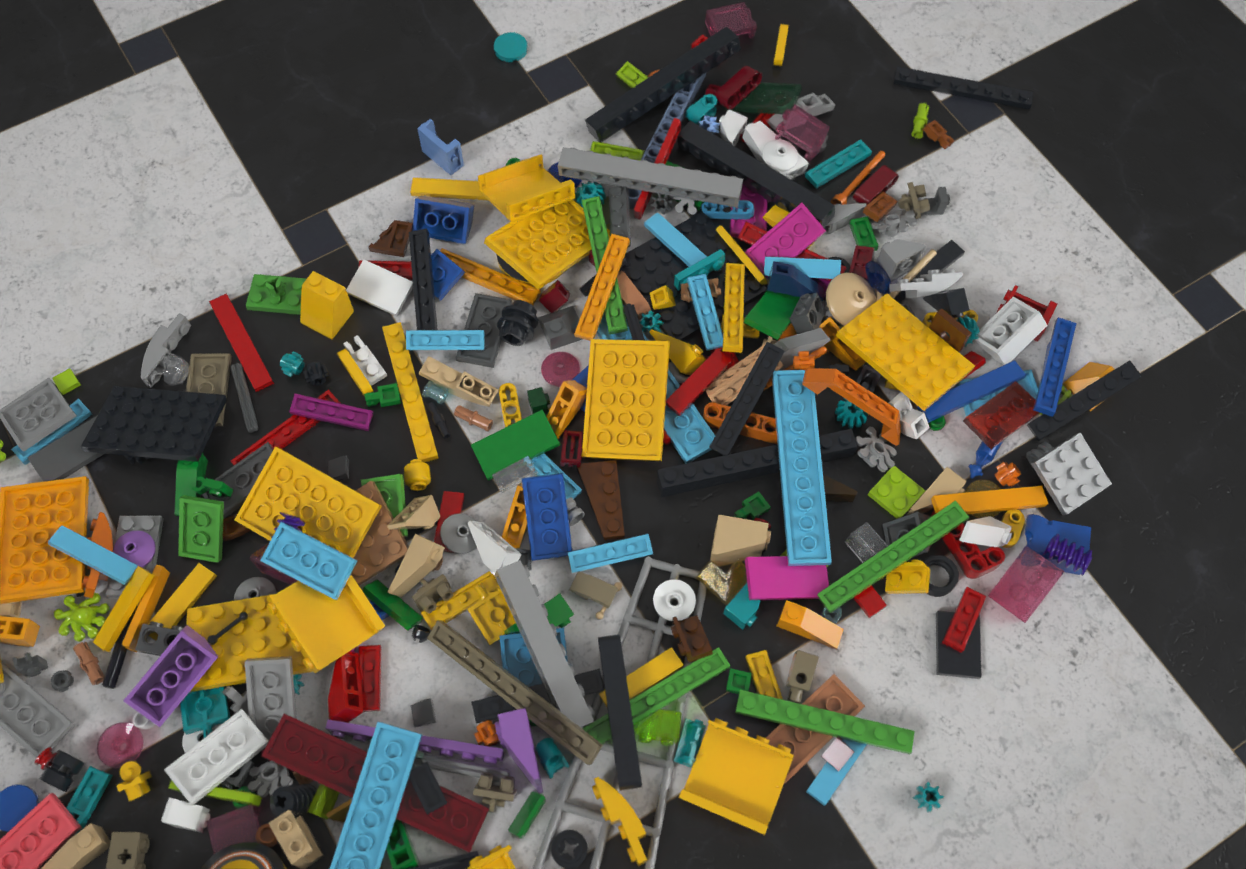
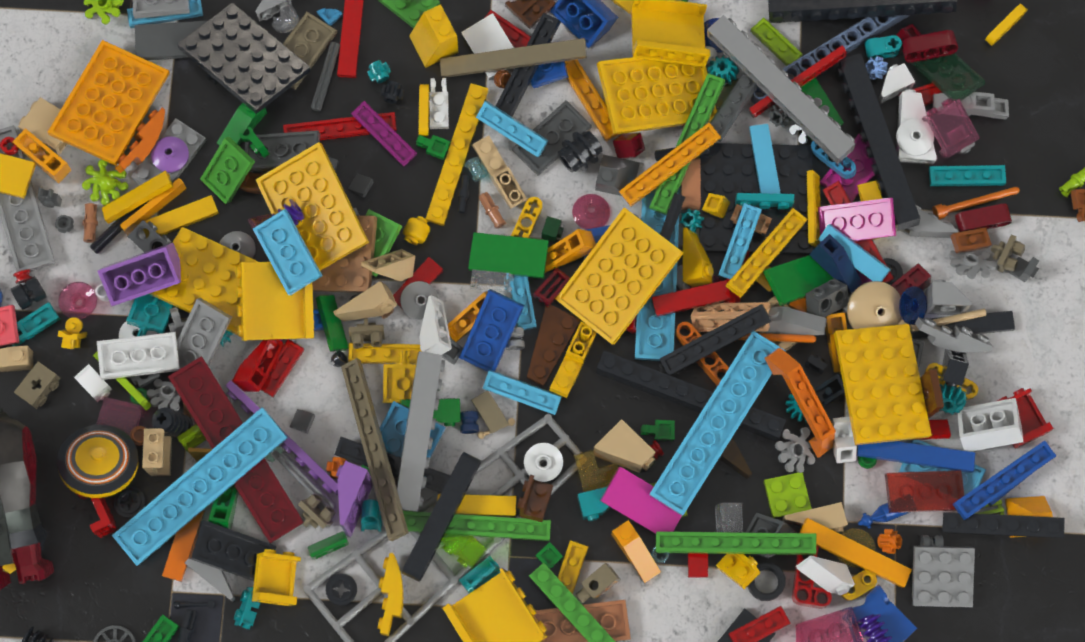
camera: 35 degrees right, 10 degrees up
(92, 555) = (138, 141): medium azure tile -> none
(213, 639) = (185, 265): black hinge -> none
(215, 346) = (329, 16): none -> dark azure tile
(406, 282) = (513, 58): none -> dark tan tile
(407, 307) = (501, 78): none -> dark orange plate
(427, 788) = (268, 478): black tile -> none
(581, 610) = (469, 421): none -> dark blue wheel
(635, 497) = (573, 360): none -> yellow slope
(803, 361) = (785, 339): orange gear -> none
(863, 232) = (937, 256): green plate -> none

